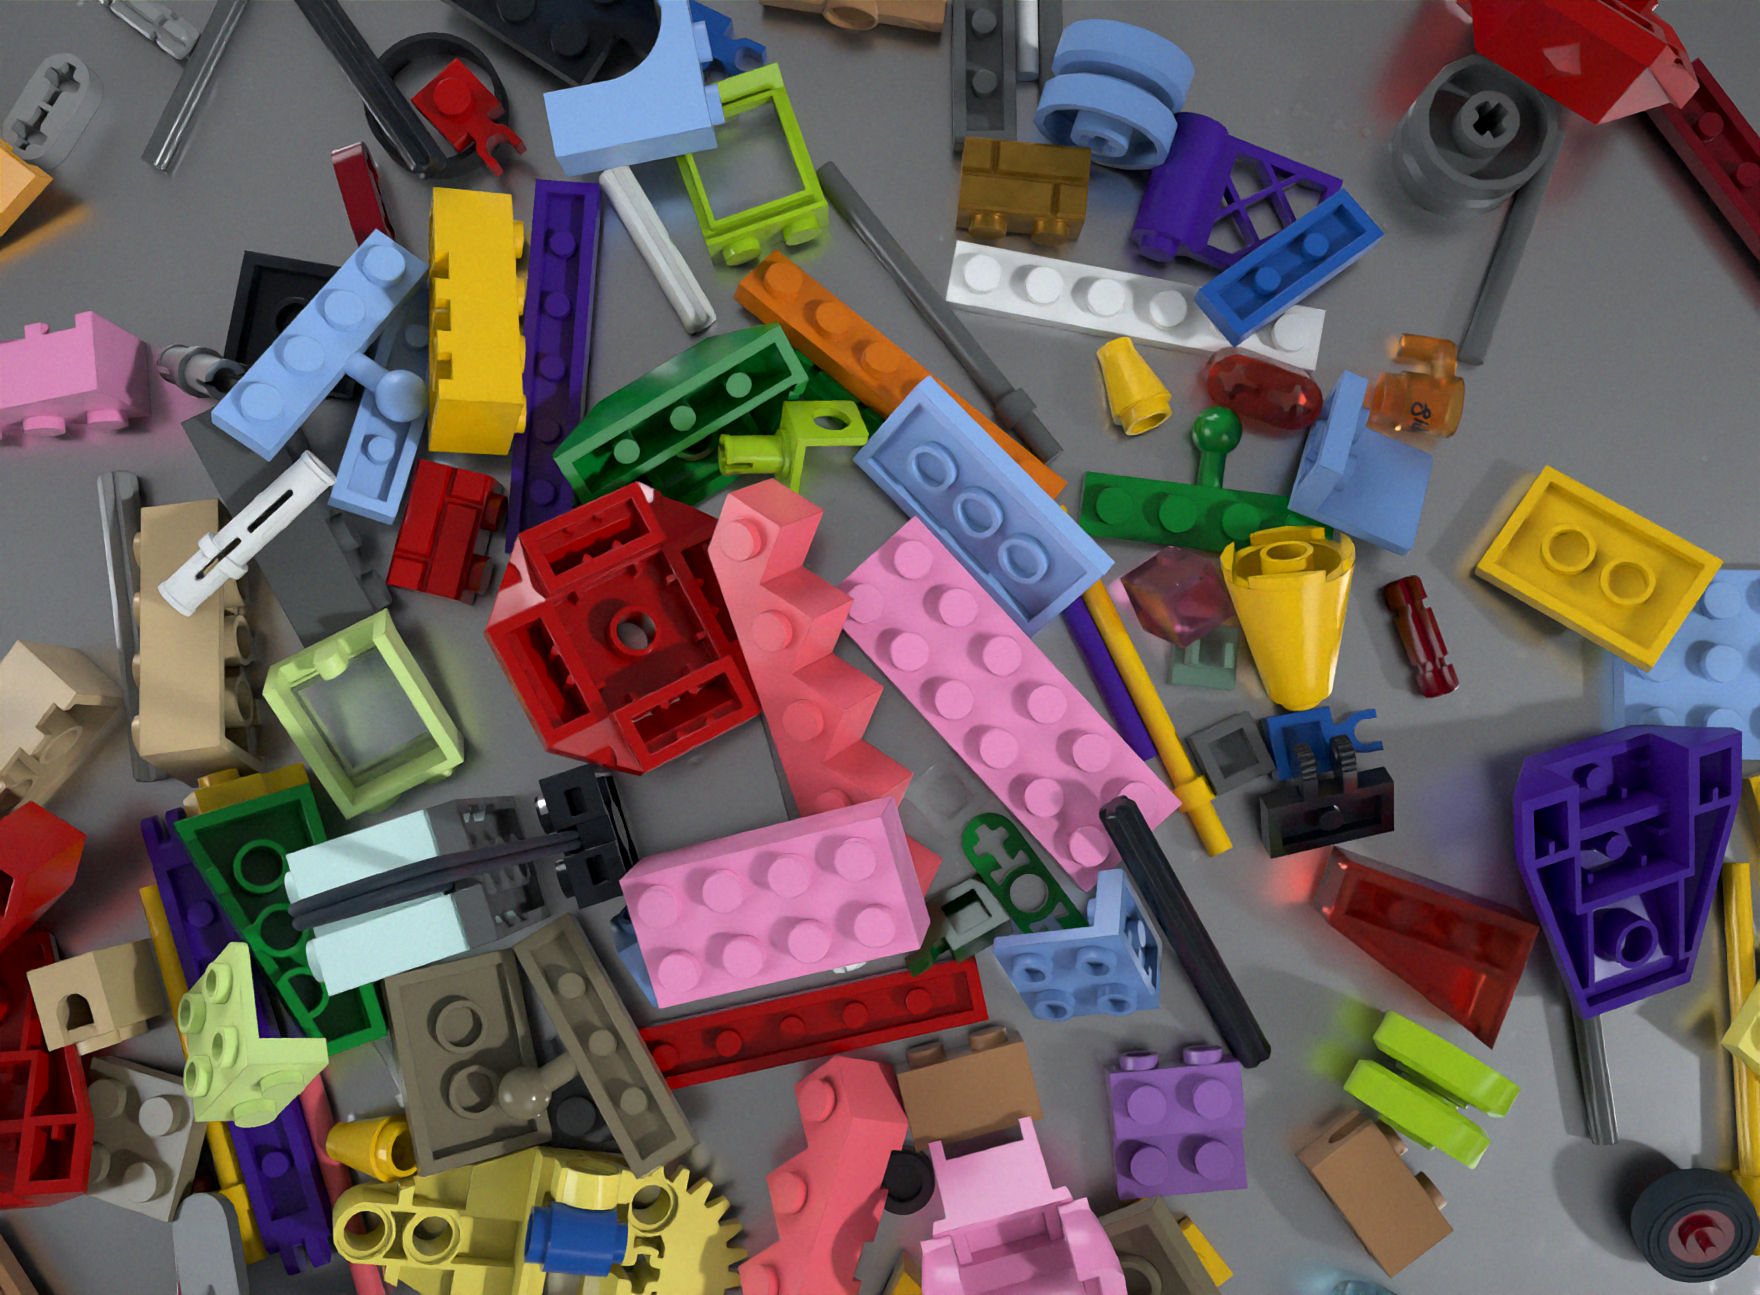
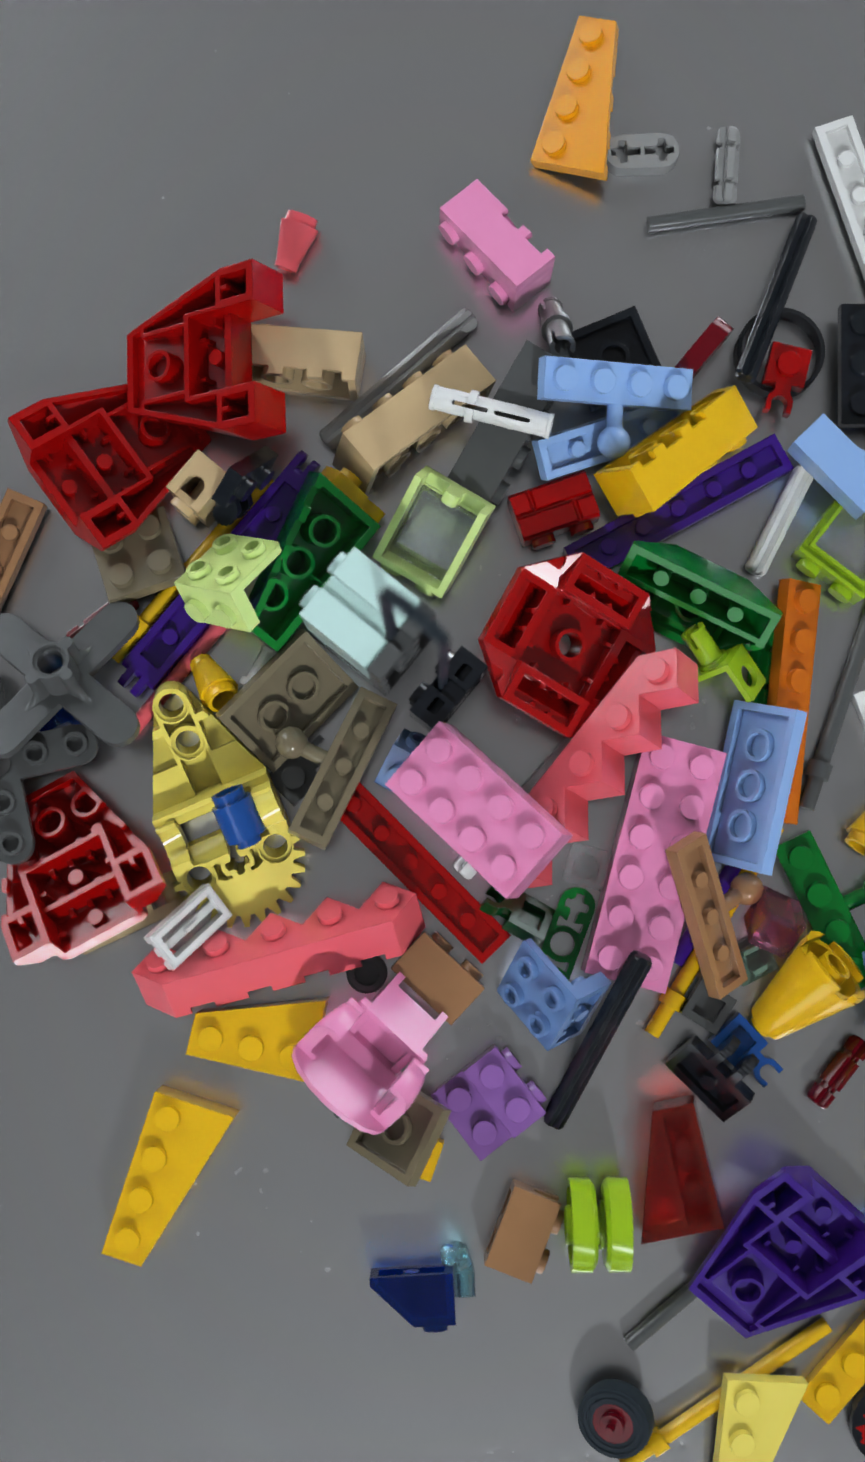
camera: 65 degrees right, 0 degrees up
(116, 937) = (241, 479): none -> black hinge
(1108, 676) = (708, 911): none -> medium nougat plate

